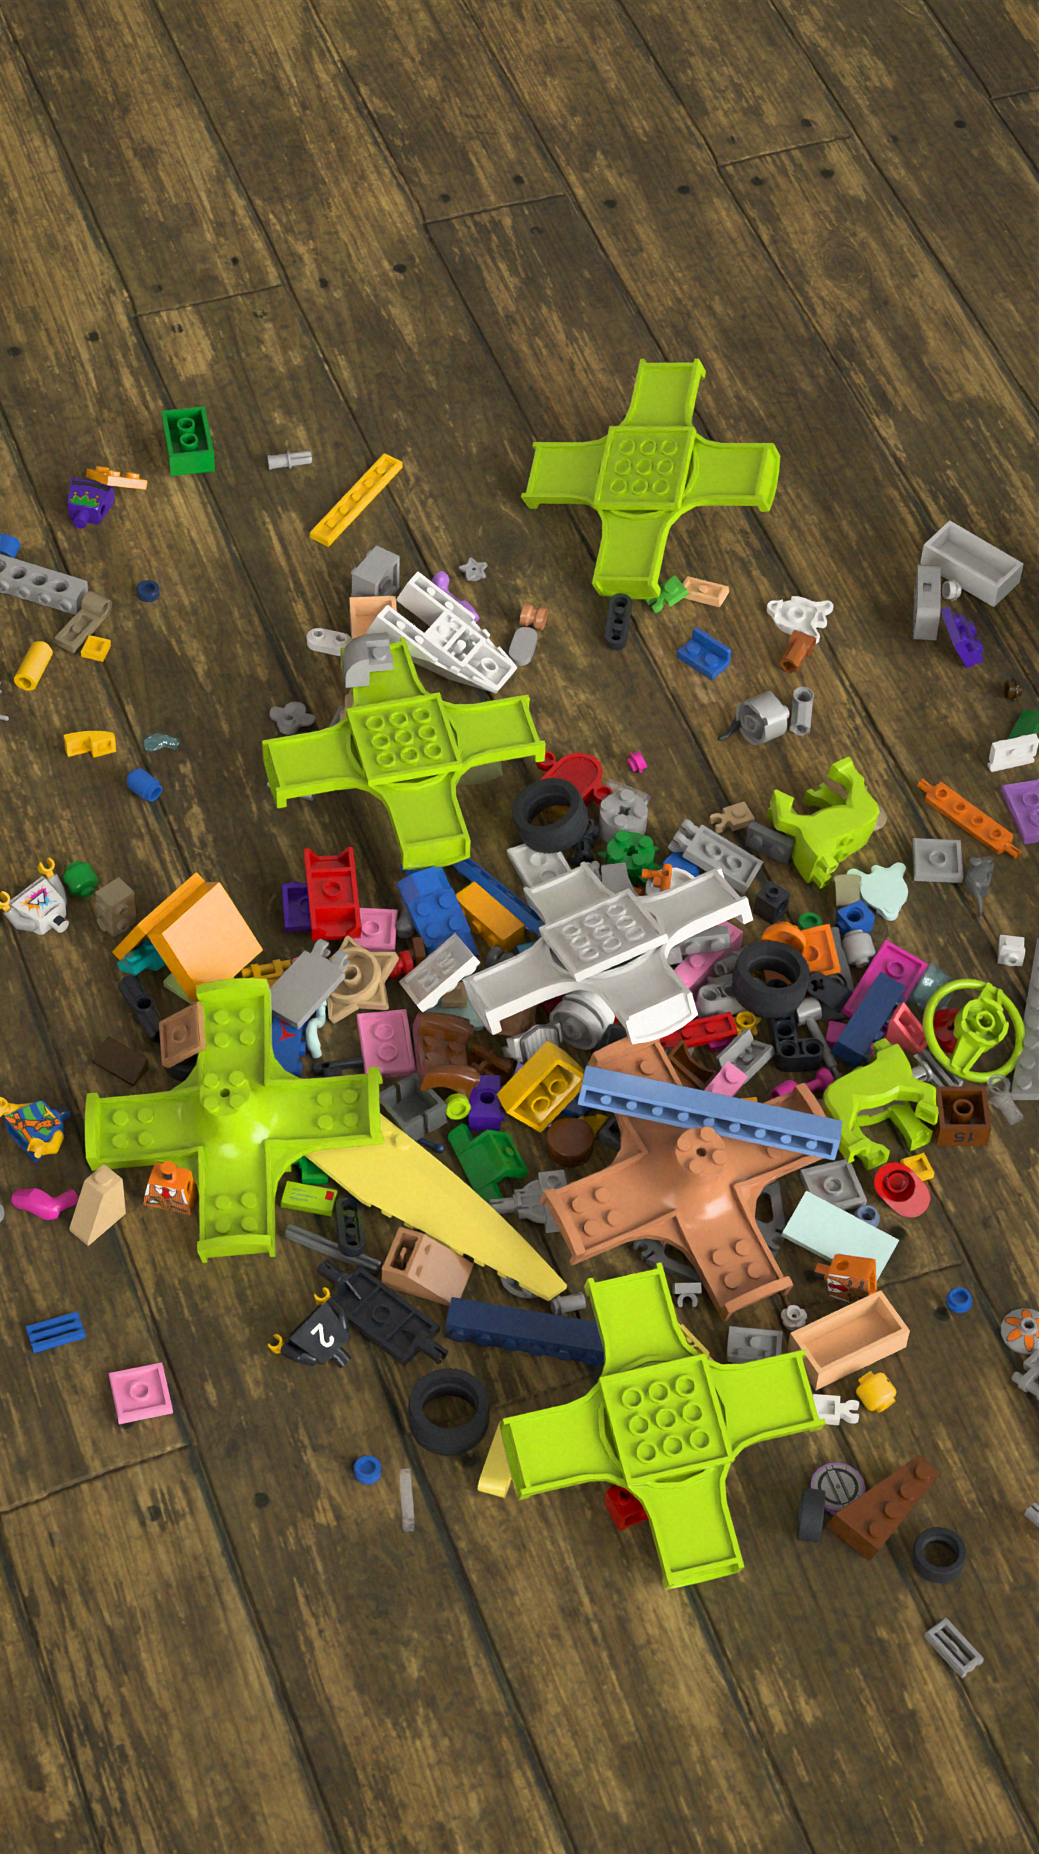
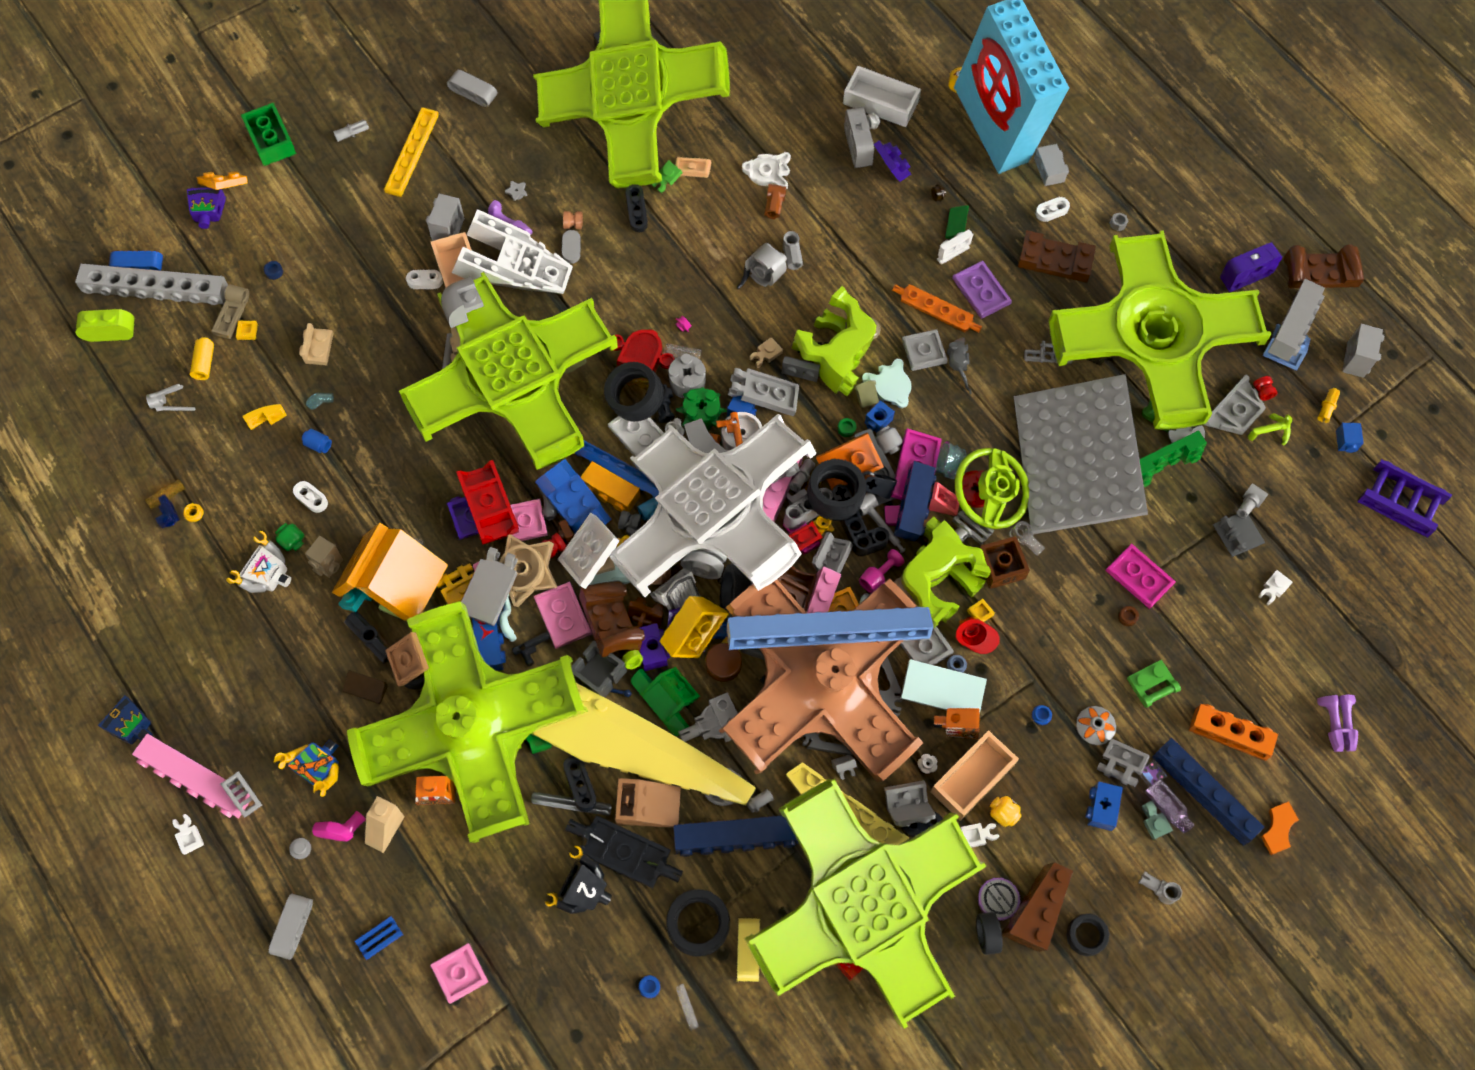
camera: 15 degrees left, 15 degrees up
(120, 844) = (311, 497): none -> white plate
(175, 683) = (316, 345): none -> tan bracket
(291, 717) = (413, 352): light grey plate -> none
(309, 1198) = (541, 765): lime tile -> none
(453, 445) = (472, 88): none -> light grey beam
(705, 654) = (708, 220): blue bracket -> none
(771, 903) = (815, 418): black brick -> none
(796, 939) = (839, 451): orange piece -> none
(968, 1666) = (1112, 1013): light grey tile -> none
(1006, 1419) = (1111, 797): none -> blue brick
(1011, 950) = (997, 411): white bracket -> none

